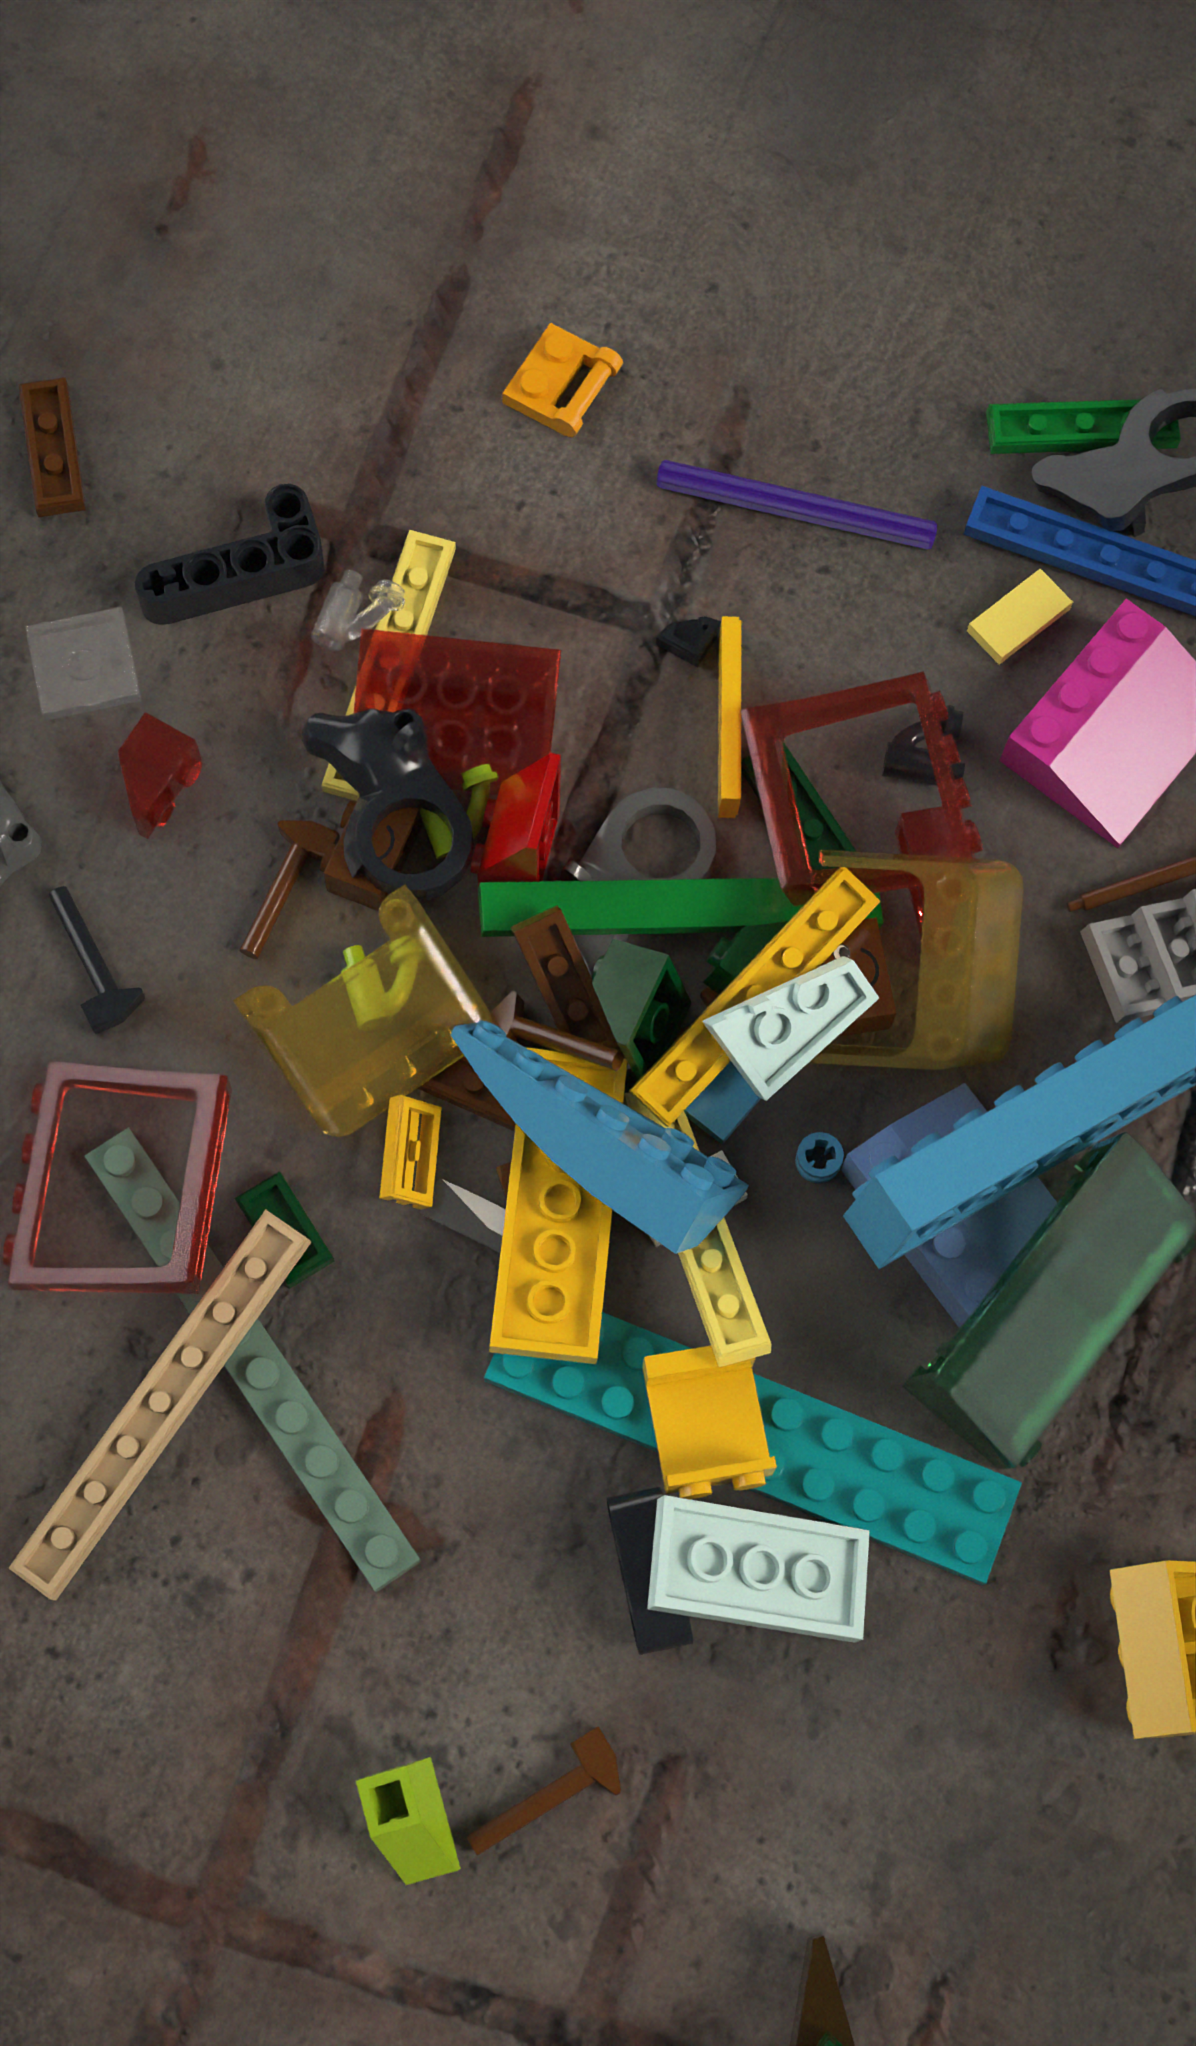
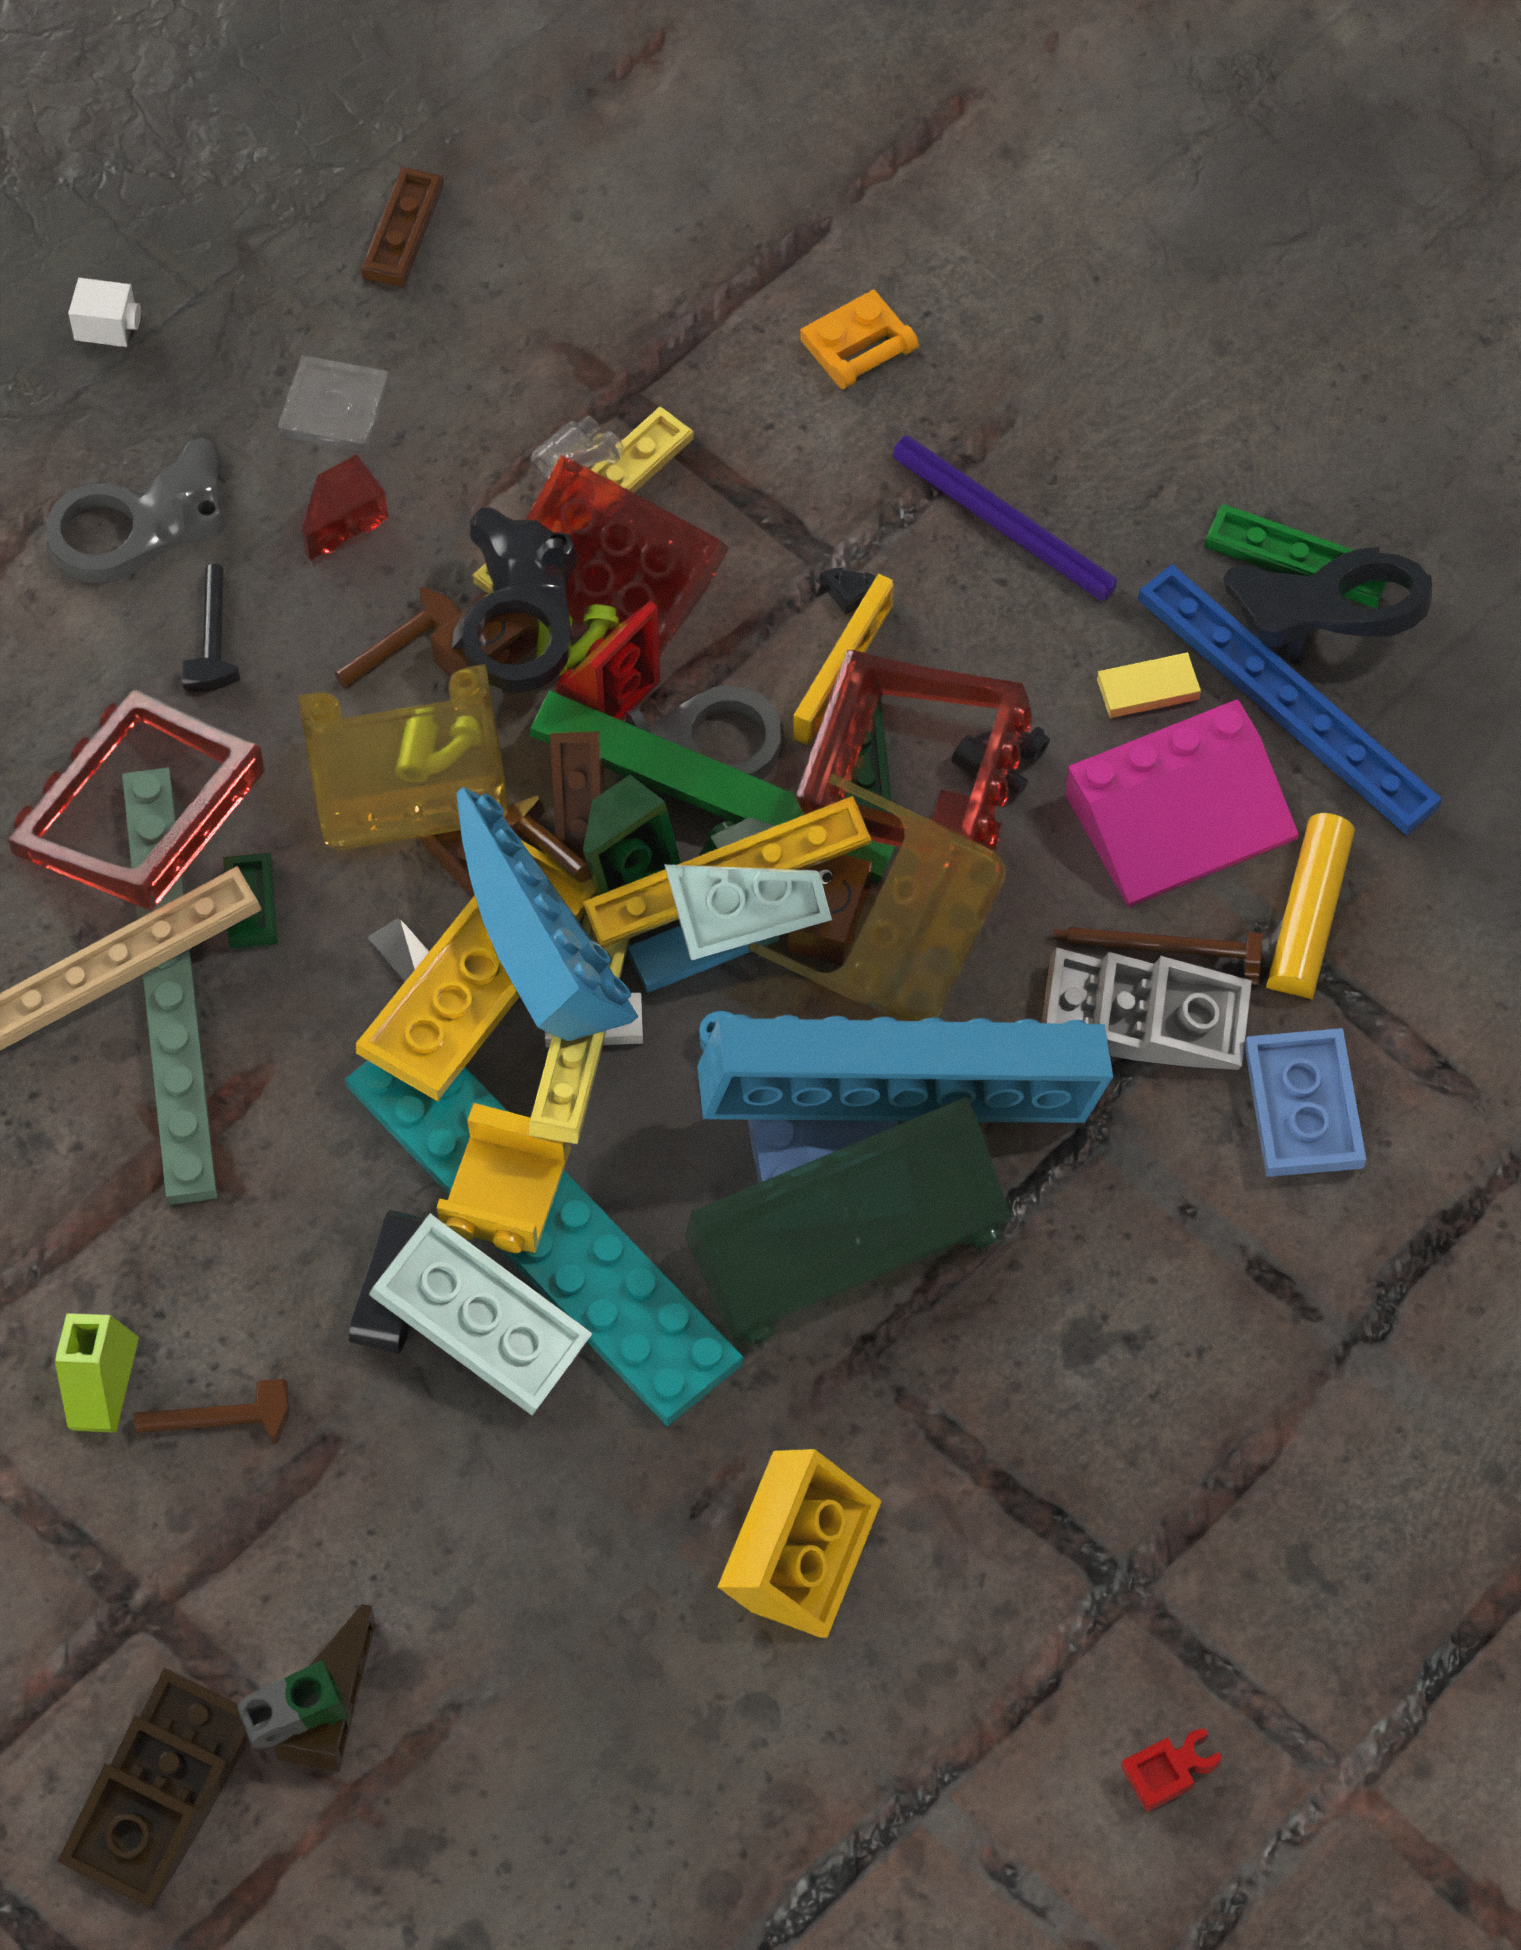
camera: 30 degrees right, 10 degrees down
(229, 562) = (500, 379): black beam -> none
(403, 1150) = (360, 911): yellow tile -> none

